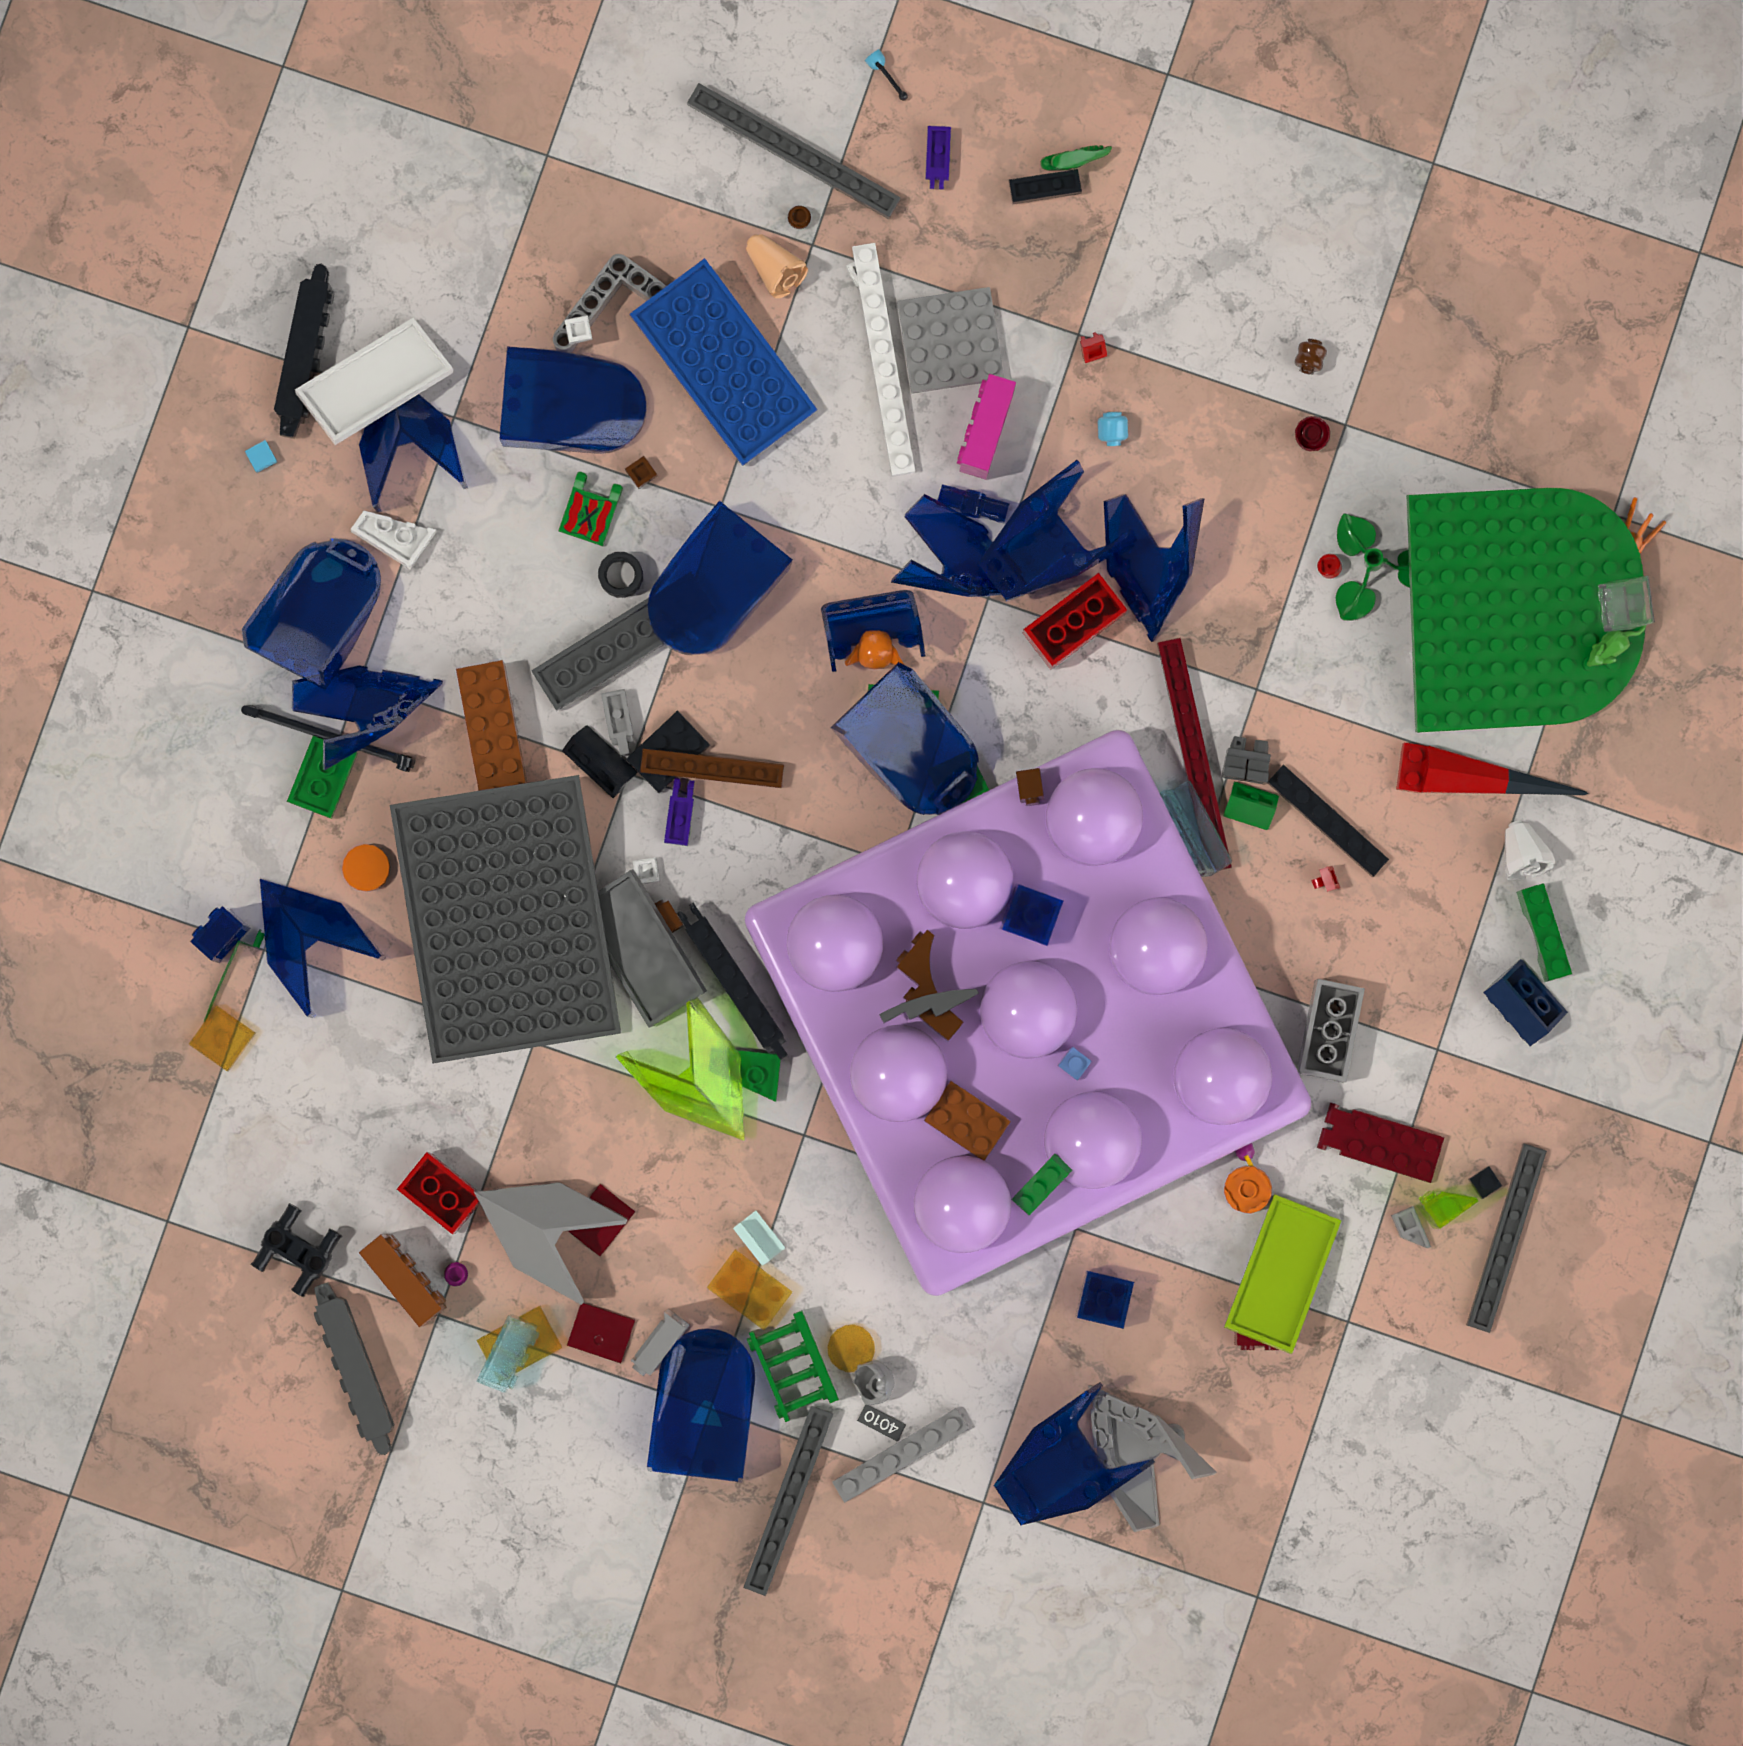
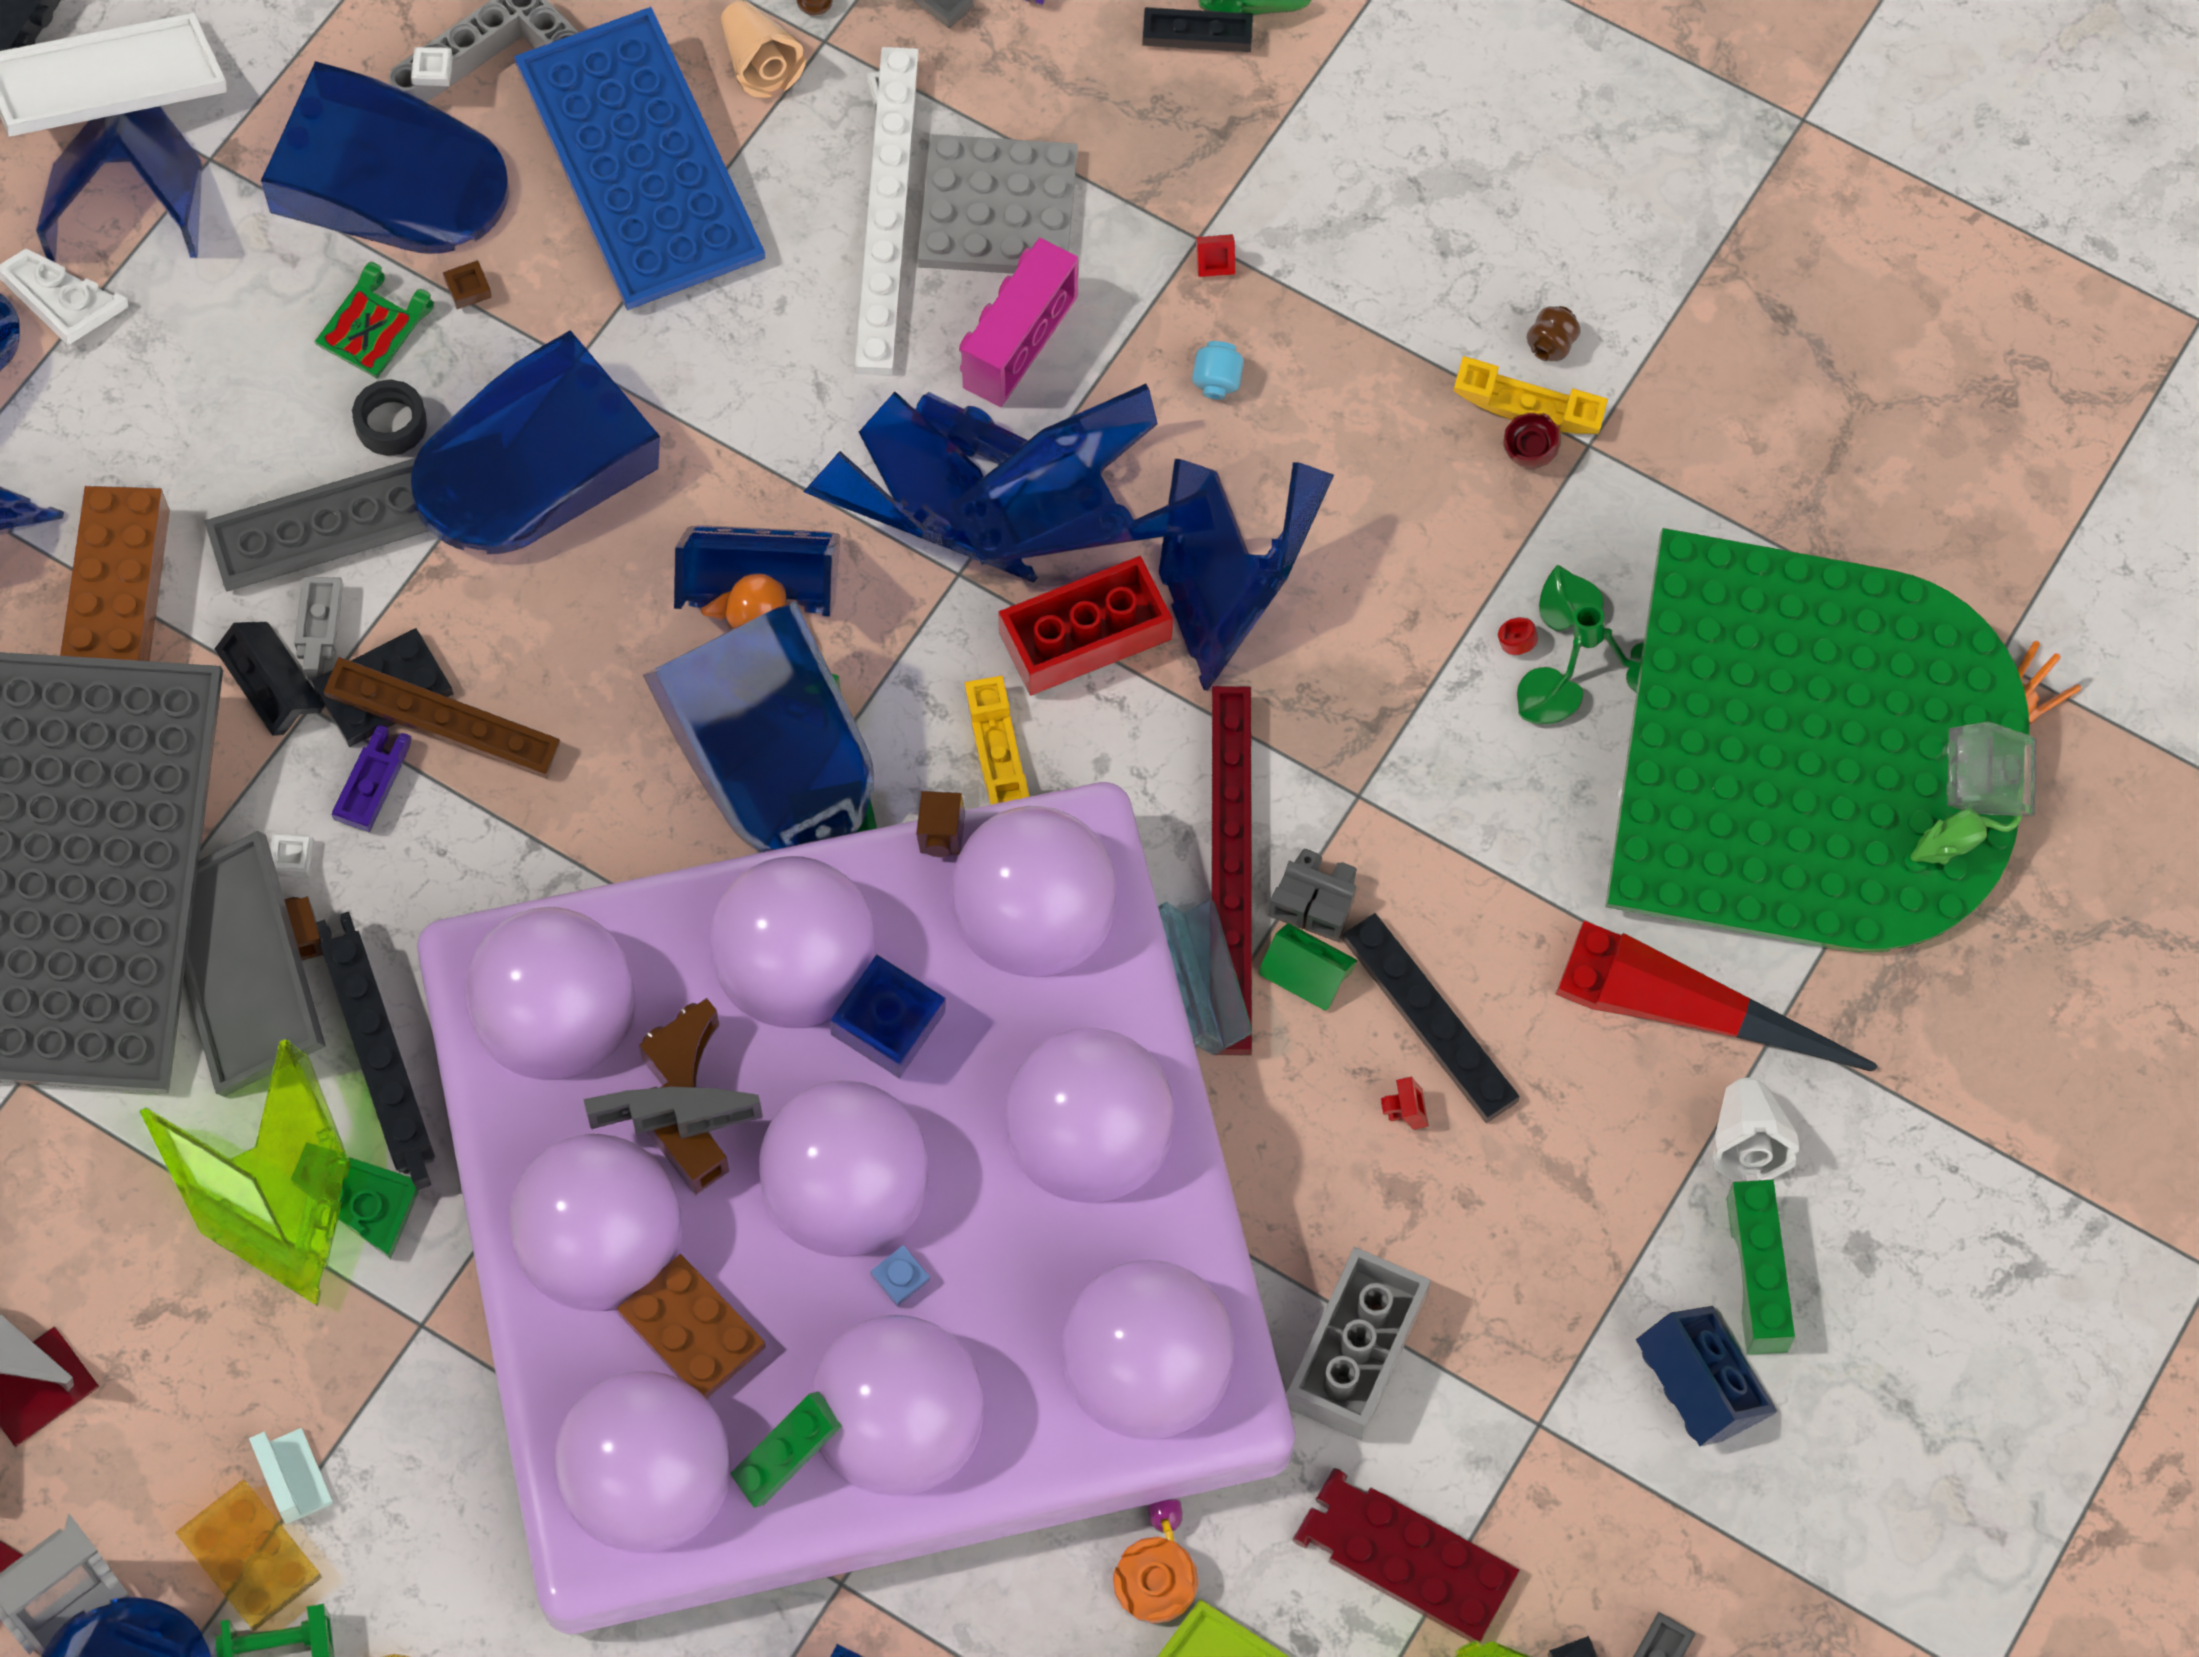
camera: 15 degrees right, 20 degrees down
(1041, 711) = (995, 740): none -> yellow slope
(1303, 405) = (1509, 398): none -> yellow slope

